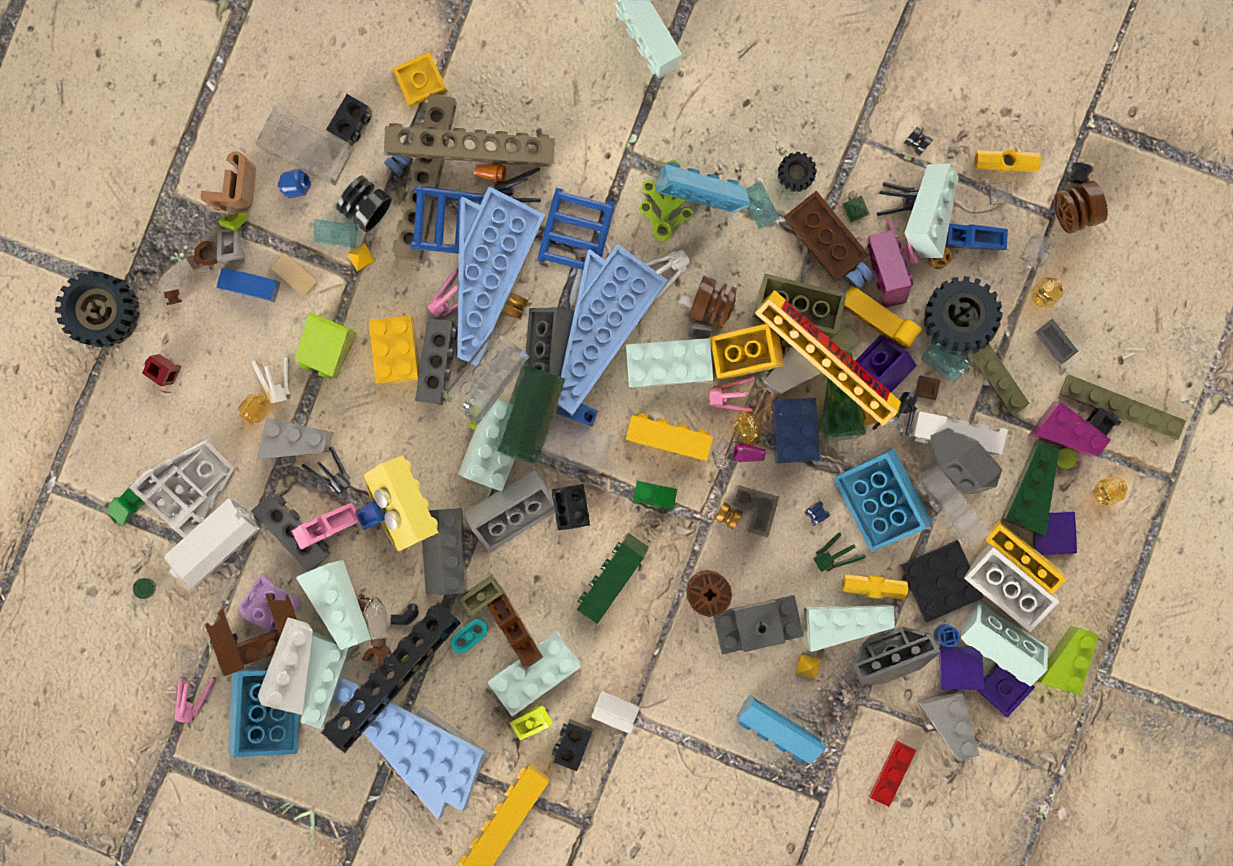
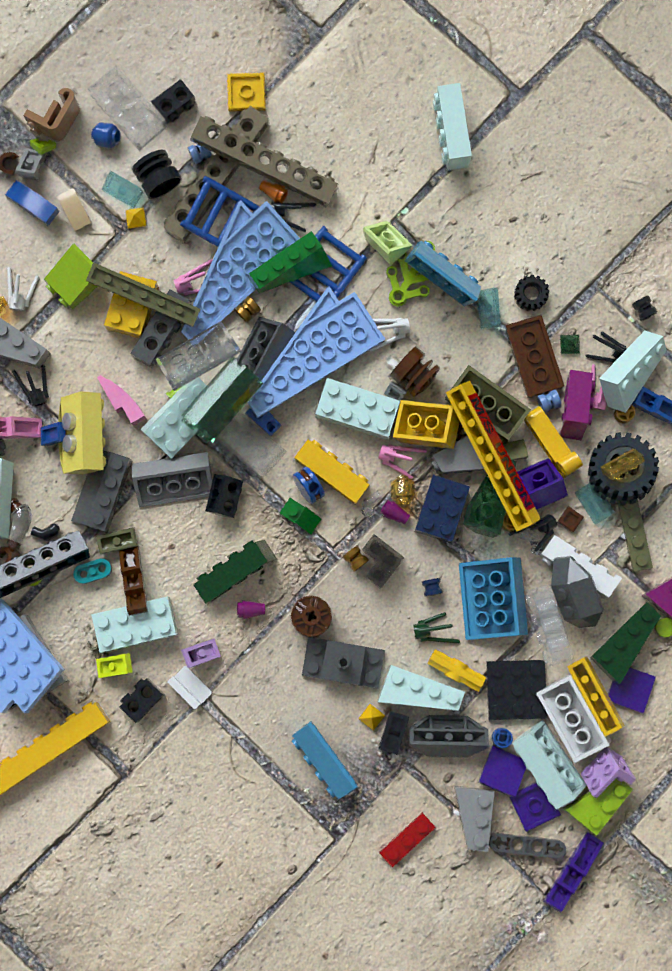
camera: 20 degrees right, 5 degrees down
(403, 336) = (143, 294): none -> olive plate
(426, 451) = (122, 401): none -> bright pink slope
(544, 238) = (296, 261): none -> green wedge
(612, 674) = (201, 653): none -> lavender slope
(628, 177) = (386, 241): none -> yellowish green slope
(642, 610) = (250, 609): none -> magenta cone
(651, 461) = (308, 485): none -> blue head
(837, 675) = (393, 732): none -> black brick
(963, 313) = (622, 464): none -> clear yellow plate
(1014, 734) = (527, 845): none -> dark grey beam
(1063, 628) = (604, 770): none -> lavender bracket
(1069, 738) = (573, 872): none -> dark purple slope

